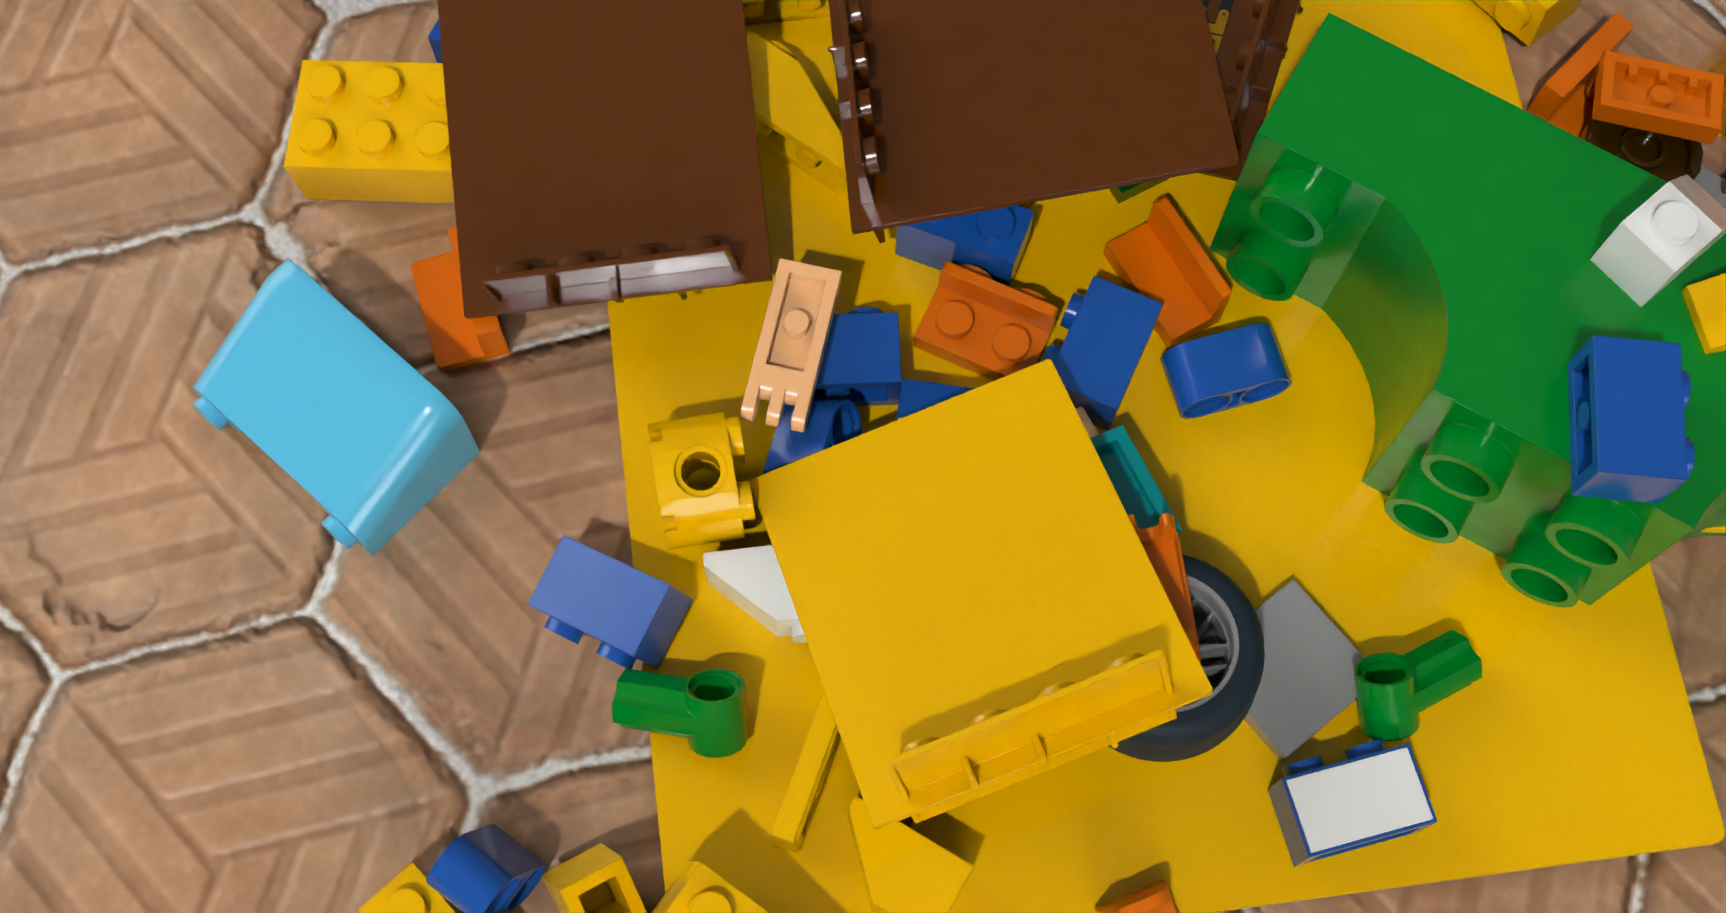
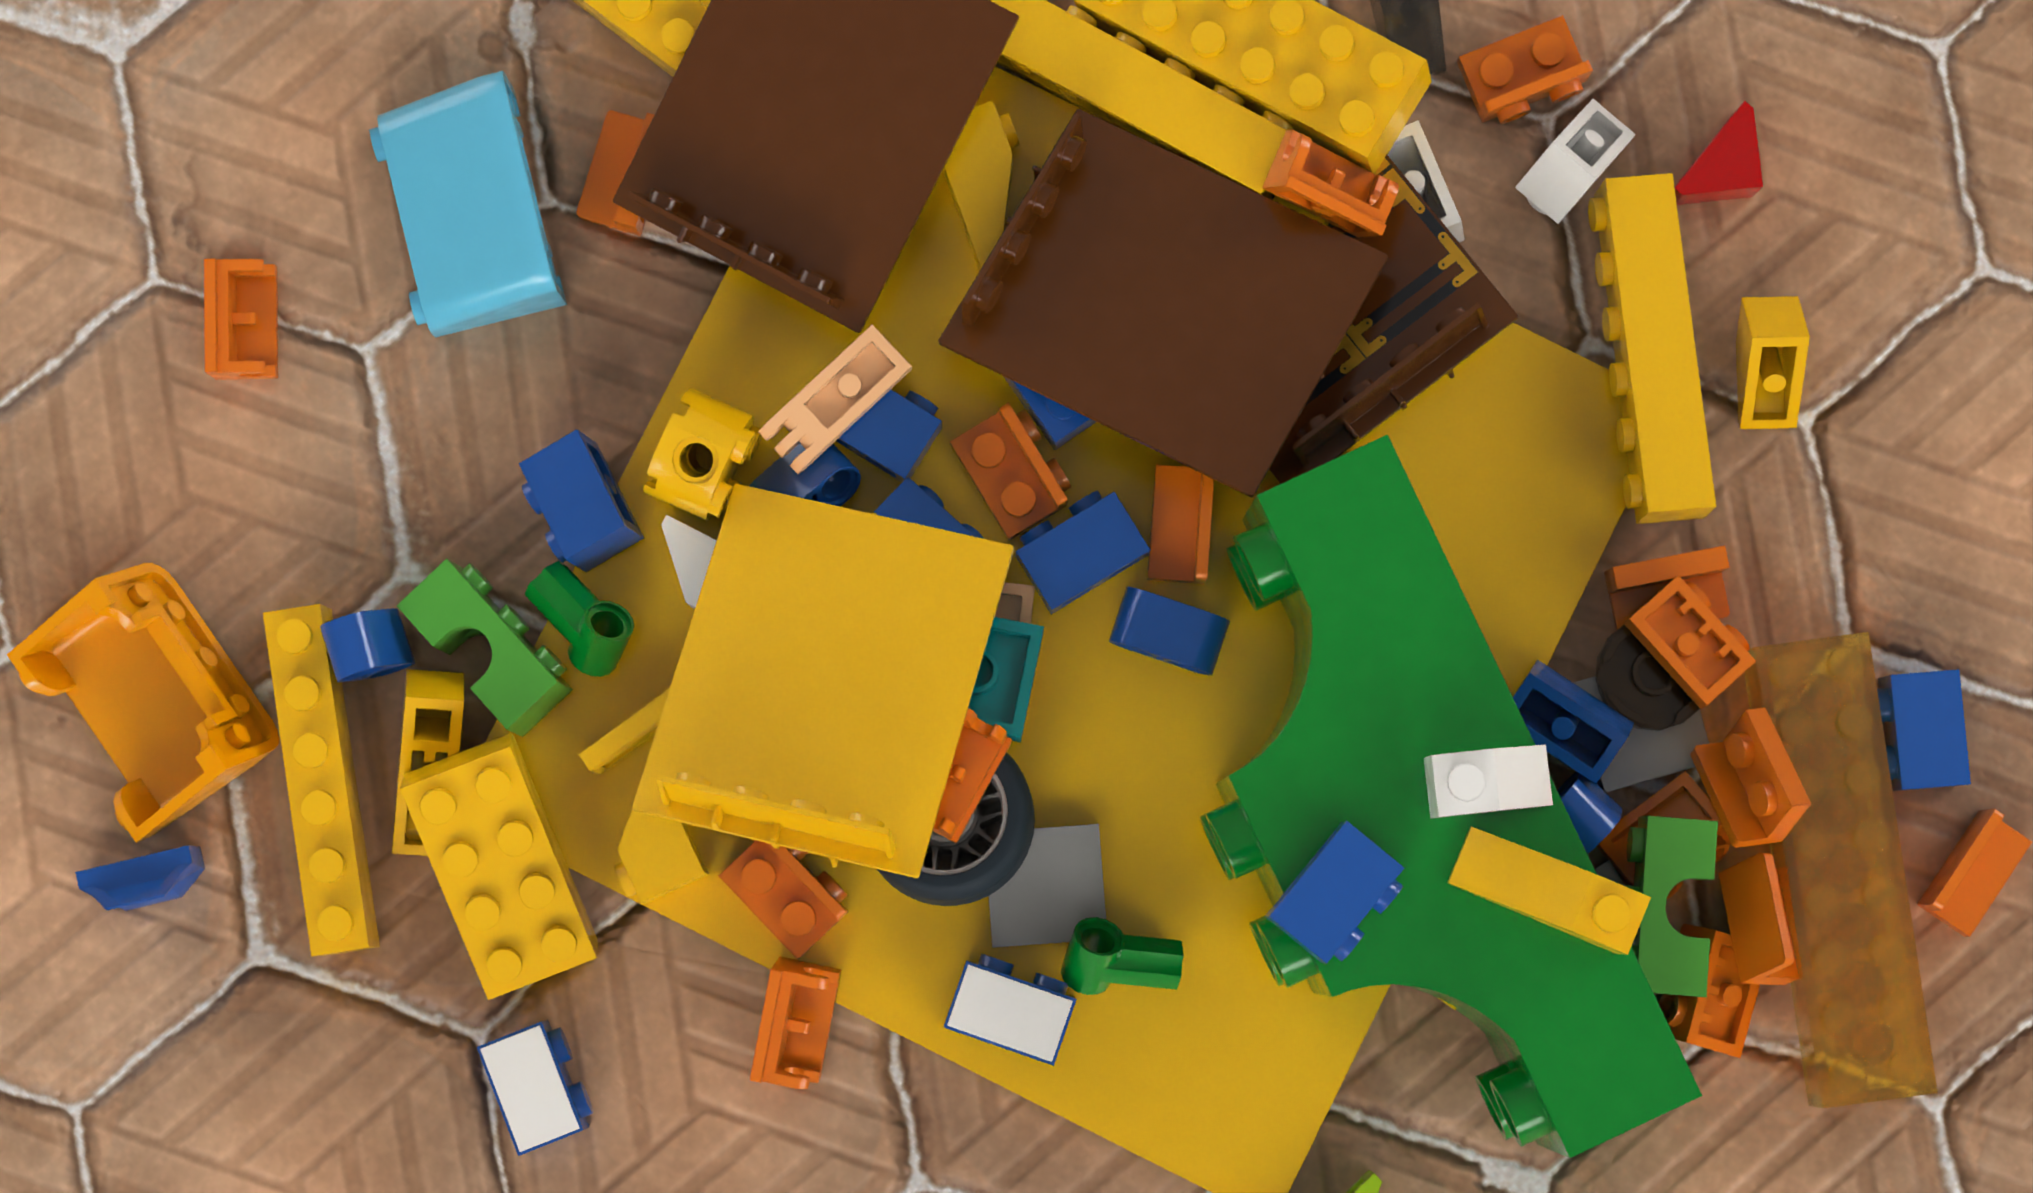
camera: 35 degrees right, 15 degrees up
(167, 652) = (240, 319): none -> orange hinge
(553, 782) = (520, 680): none -> bright green arch
(1058, 837) = (786, 894): none -> orange bracket

